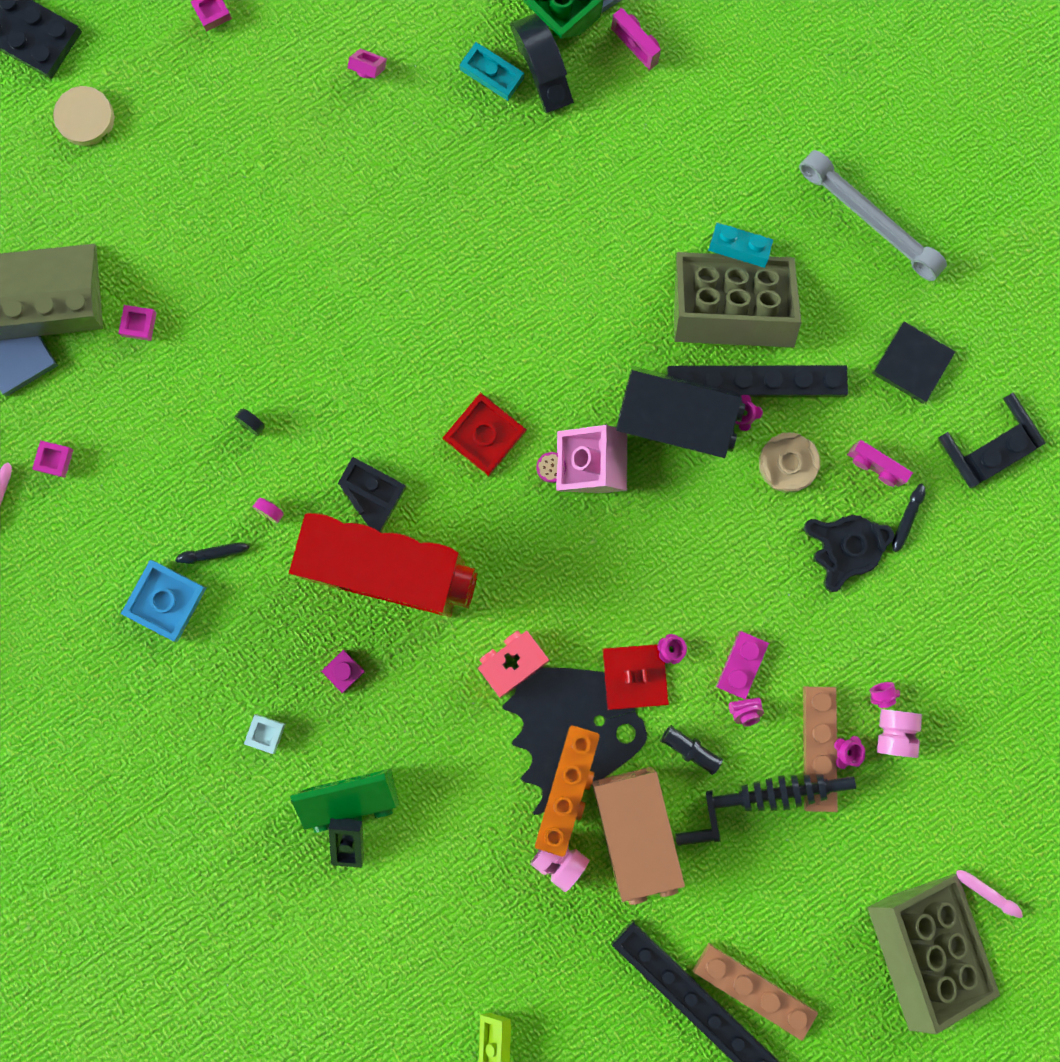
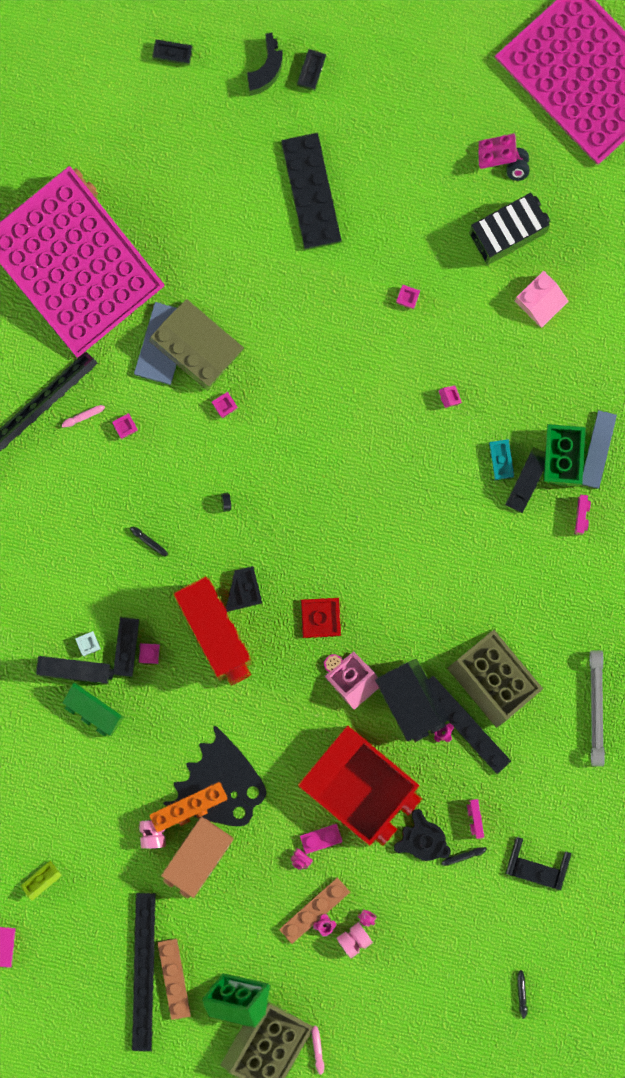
camera: 45 degrees right, 0 degrees up
(83, 115) = (301, 284): tan tile -> none
(163, 600) = (106, 540): dark azure plate -> none
(268, 510) = (192, 549): dark pink tile -> none
(277, 780) = (74, 670): none -> black slope
(310, 691) = (126, 647): none -> black plate
(346, 842) = (73, 727): plate -> none
(530, 661) = (215, 734): coral brick -> none
(634, 677) = (270, 793): red piece -> none
(679, 649) = (298, 803): dark pink plate -> none
(691, 750) = (259, 849): black pin -> none
(727, 562) = (361, 787): none -> red brick
(740, 245) = (524, 657): teal plate -> none
(759, 796) = (271, 904): black piece -> none
(789, 462) = (439, 775): tan tile -> none
(853, 941) = (237, 1000): none -> green slope
(913, 362) = (542, 792): black tile -> none

